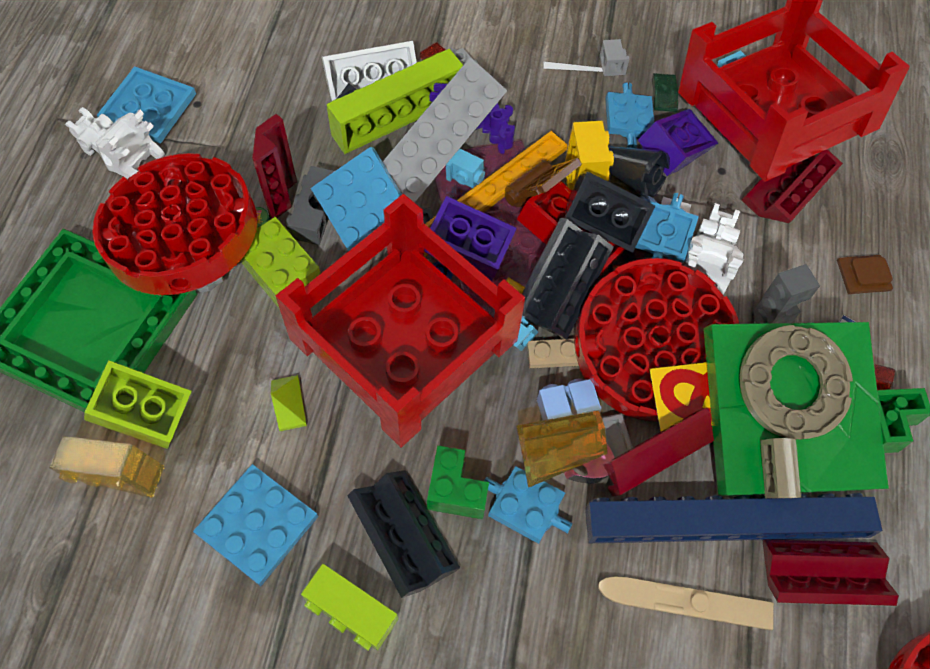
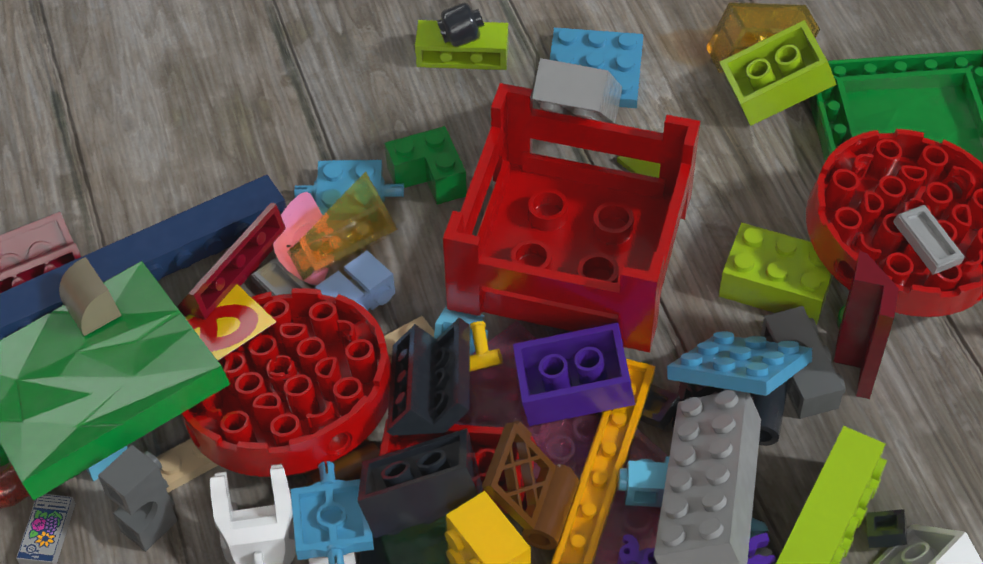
camera: 155 degrees right, 10 degrees down
(188, 185) = (928, 239): none -> light grey tile
(321, 421) = (577, 90): none -> light grey brick
(350, 598) = (460, 24): none -> black head
(403, 533) = (441, 101): black slope -> none
(688, 602) = (150, 191): tan piece -> none
(833, 375) = (51, 364): dark tan plate -> none

